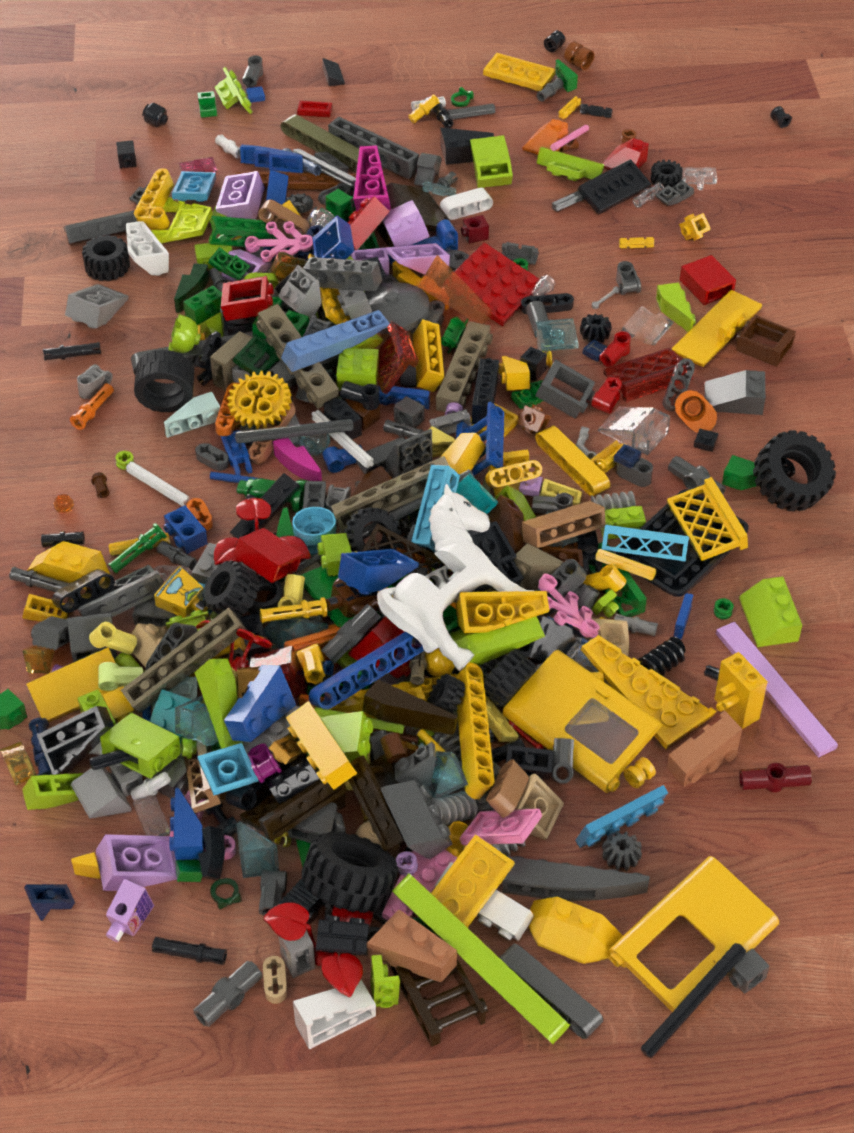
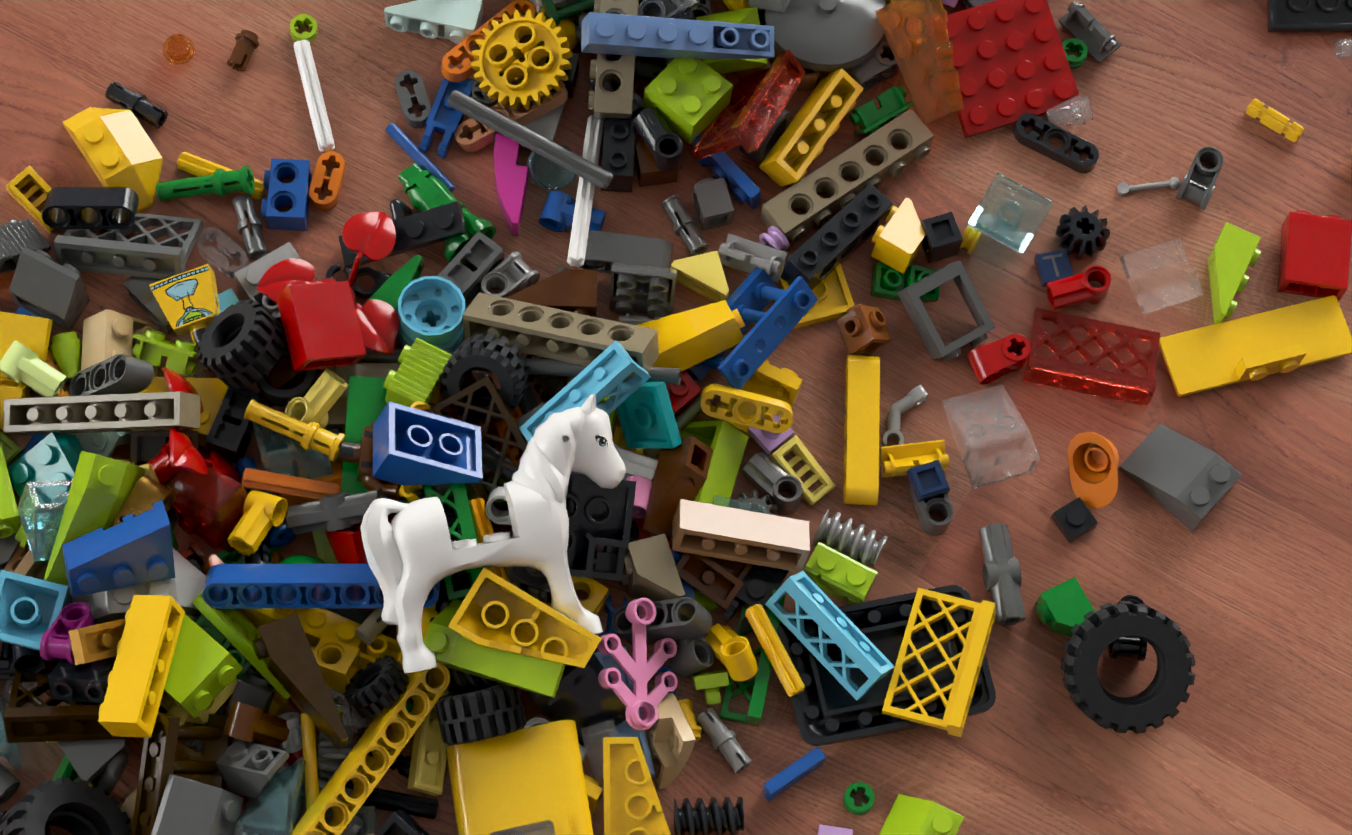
camera: 30 degrees right, 20 degrees up
(32, 579) = (57, 141): dark grey pin -> none
(112, 638) = (62, 314): light yellow piece -> none
(523, 734) = (452, 826): red hinge -> none
(536, 312) = (1020, 157): dark grey pin -> none
(685, 379) = (1122, 388): dark grey beam -> none
(770, 330) = (1293, 452): reddish brown window -> none

